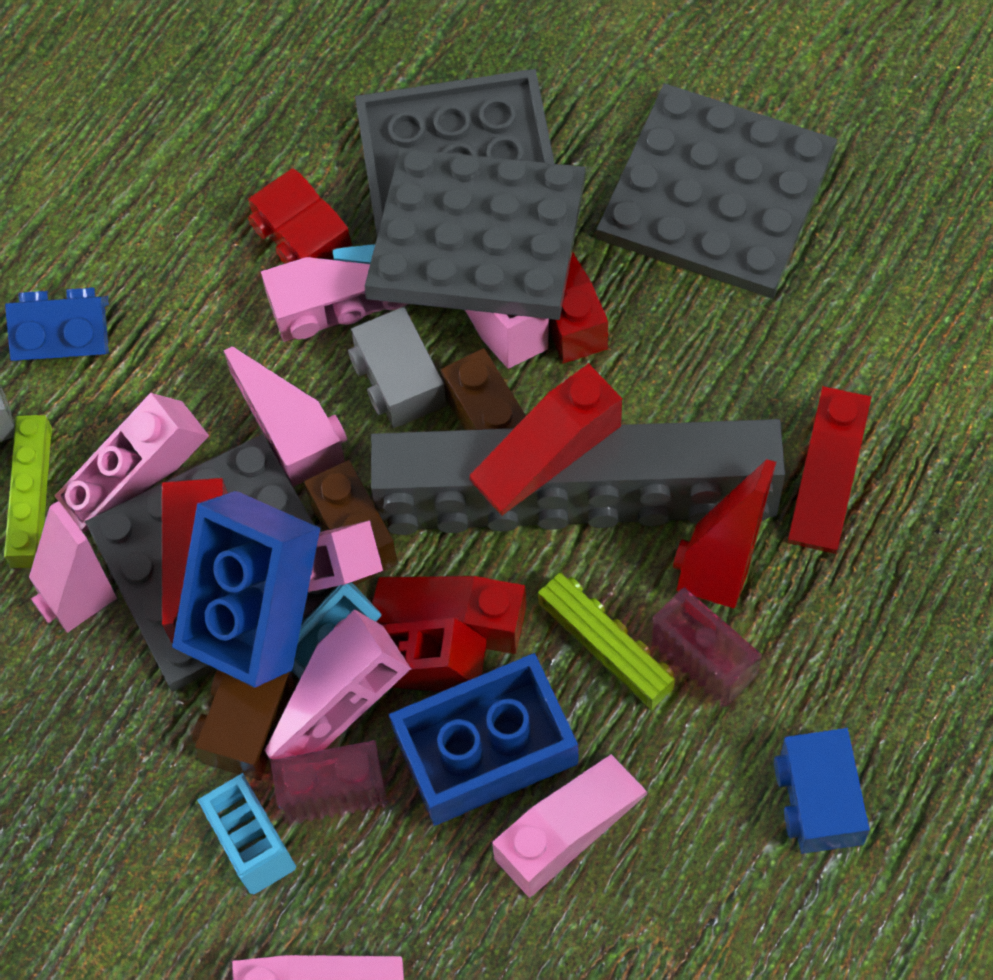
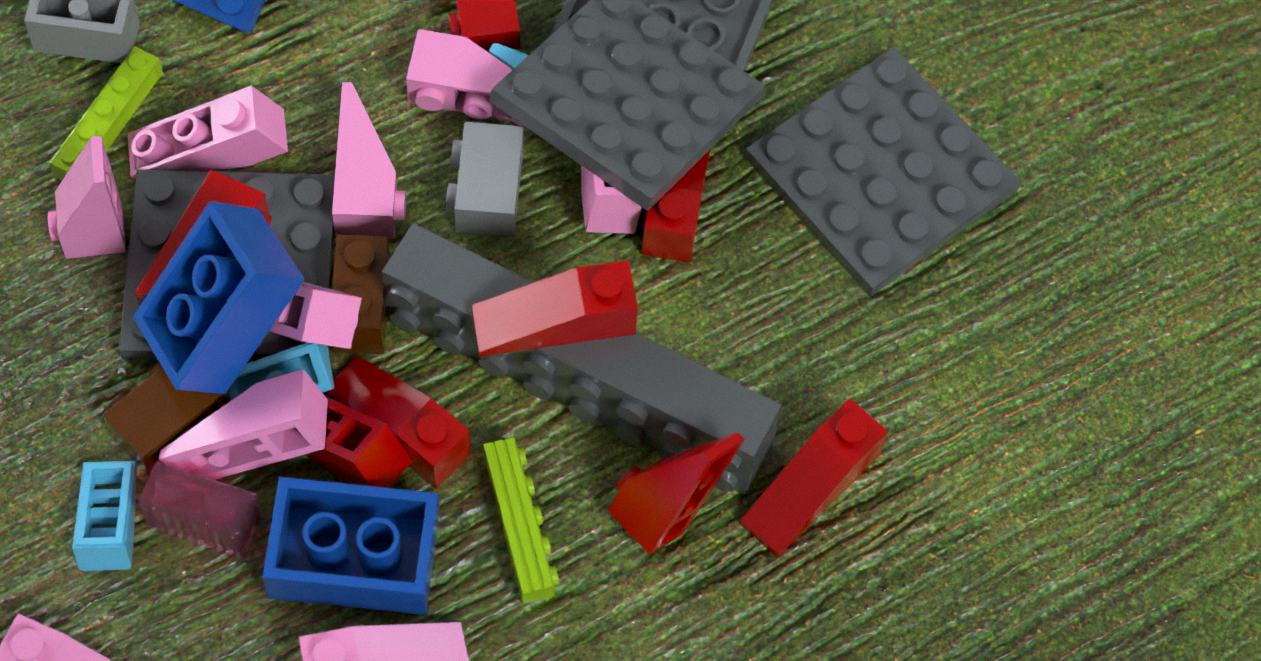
camera: 20 degrees right, 0 degrees up
(480, 394) = (541, 238): reddish brown brick -> none
(705, 647) = (596, 573): clear pink brick -> none

